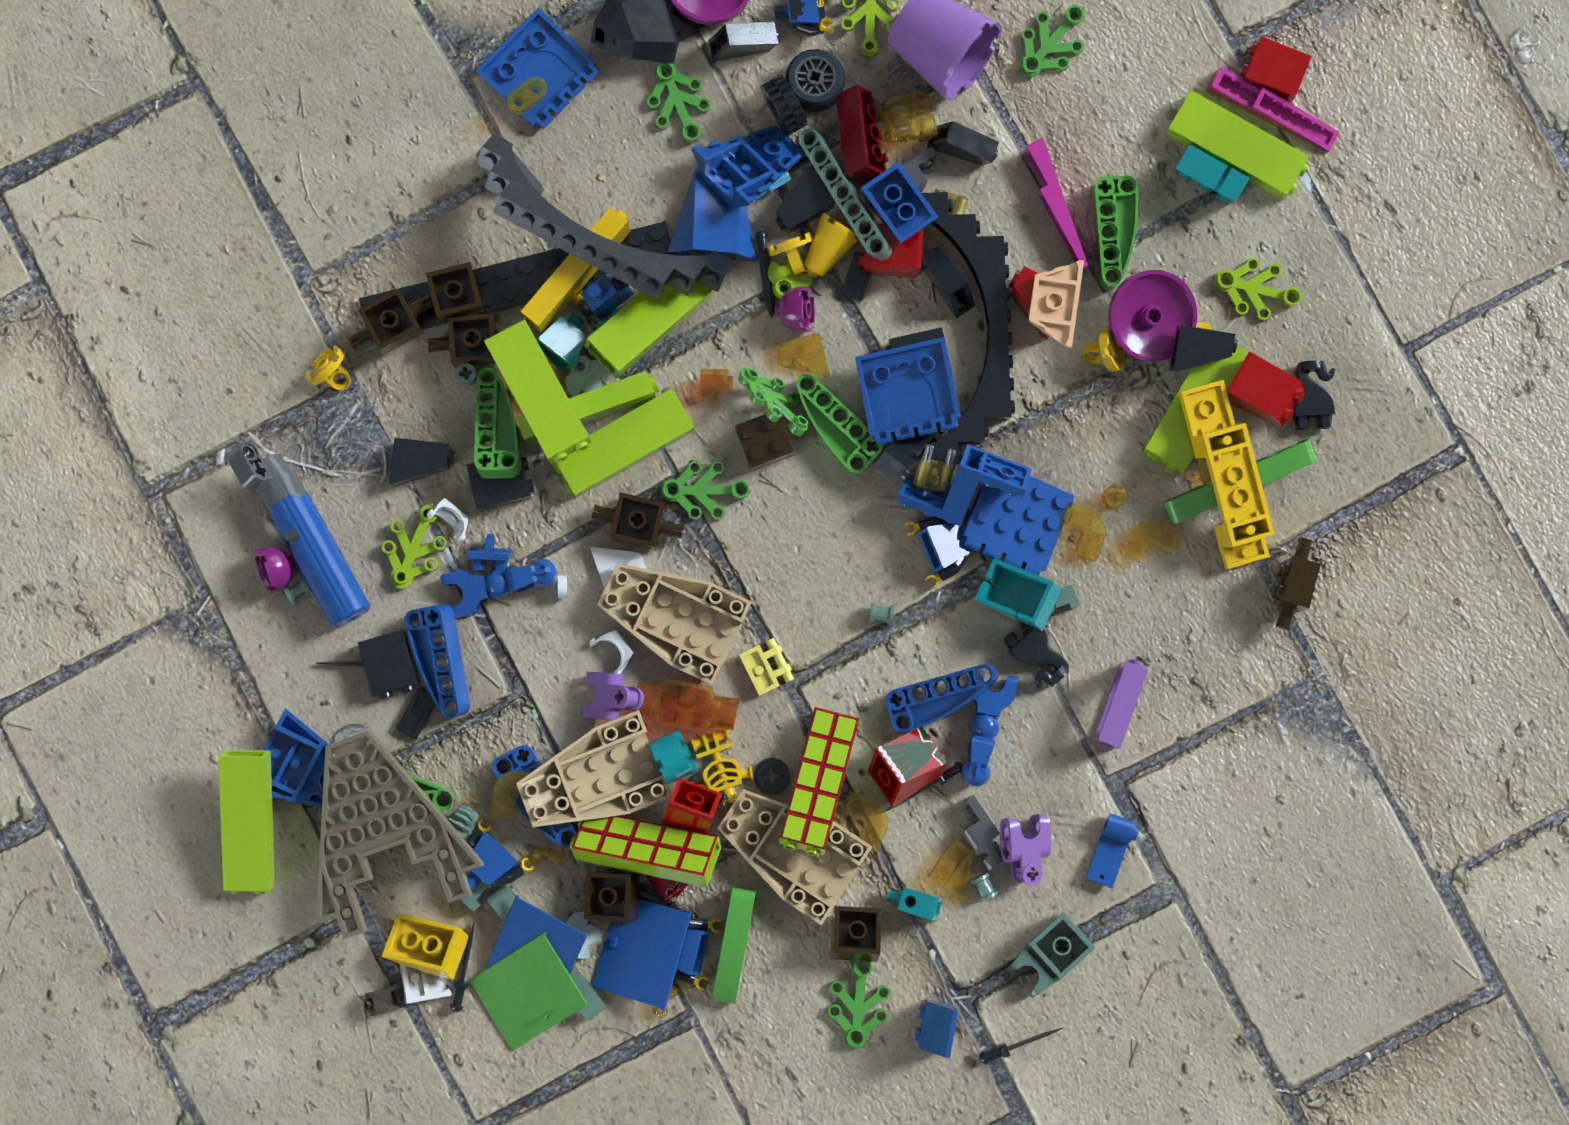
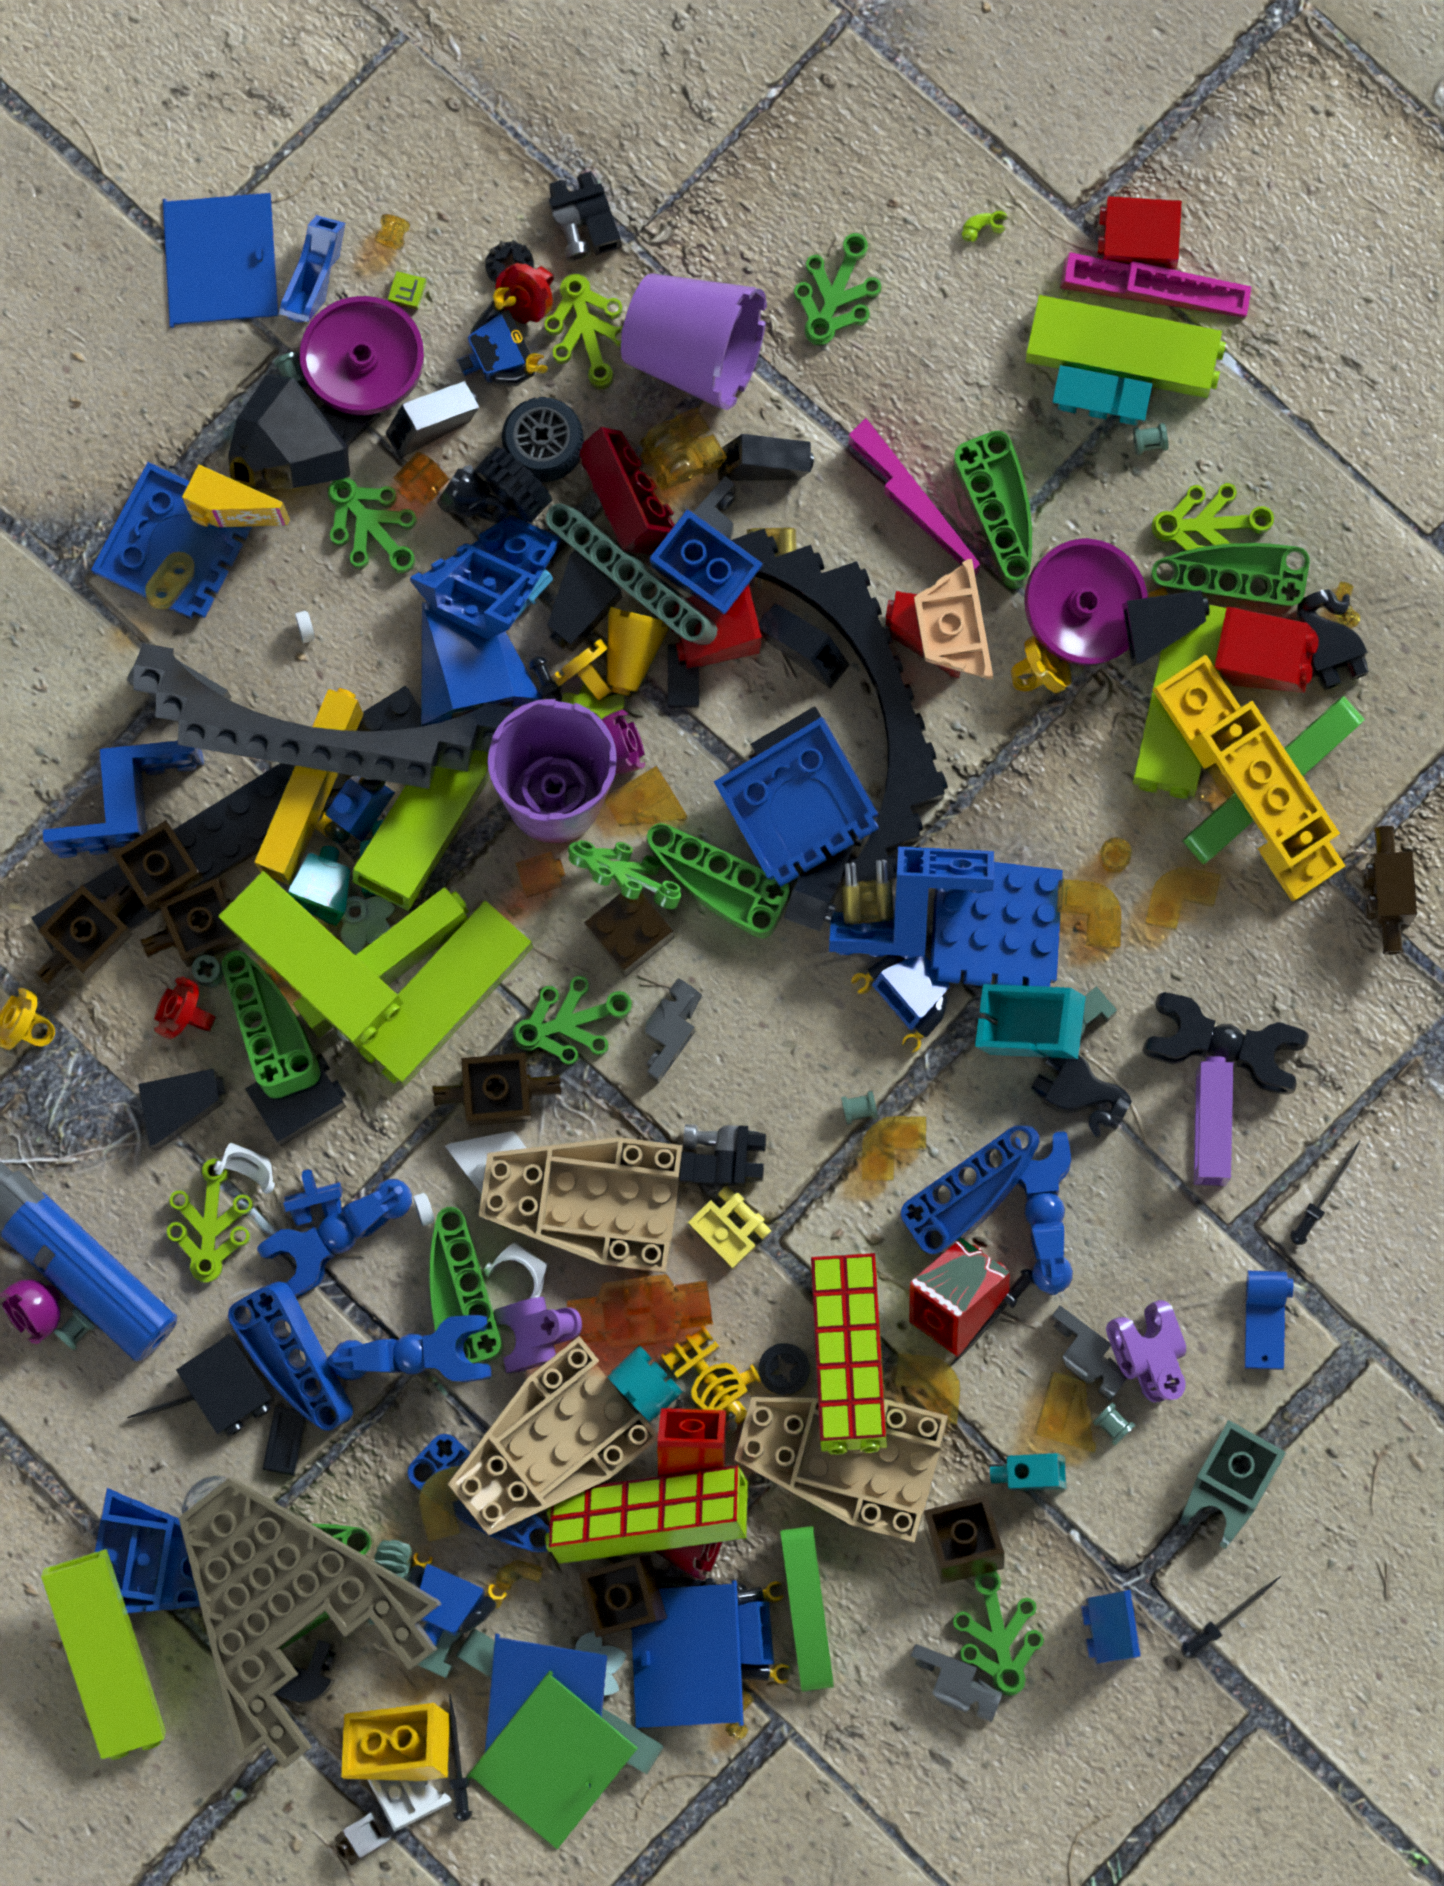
camera: 10 degrees left, 5 degrees down
(383, 883) = (311, 1683): none -> black brick
(439, 394) = (179, 1008): none -> red tile
(446, 236) = (122, 797): none -> blue bracket
(523, 685) = (415, 1353): none -> blue piece
(560, 658) = (446, 1289): none -> bright green beam
(584, 55) = (227, 503): none -> yellow slope
(609, 157) = (305, 626): none -> white tile
(721, 81) = (420, 479): none -> clear orange brick
(747, 298) = (554, 750): none -> medium lavender cone
(752, 104) = (471, 496): none -> black piece
(769, 517) = (669, 1027): none -> dark grey plate
(783, 617) = (730, 1160): none -> black hips
(818, 1029) = (956, 1683): none -> dark grey plate
(894, 640) = (885, 1137): none -> clear yellow plate
(1146, 650) = (1251, 1050): none -> black piece
(1163, 25) = (977, 222): none -> lime arm
(1168, 788) = (1313, 1212): none -> black sword
(1234, 216) = (1150, 439): none -> sand green bush
(1270, 325) = (1242, 562): none -> bright green beam
(1331, 386) = (1350, 618): none -> clear yellow arm

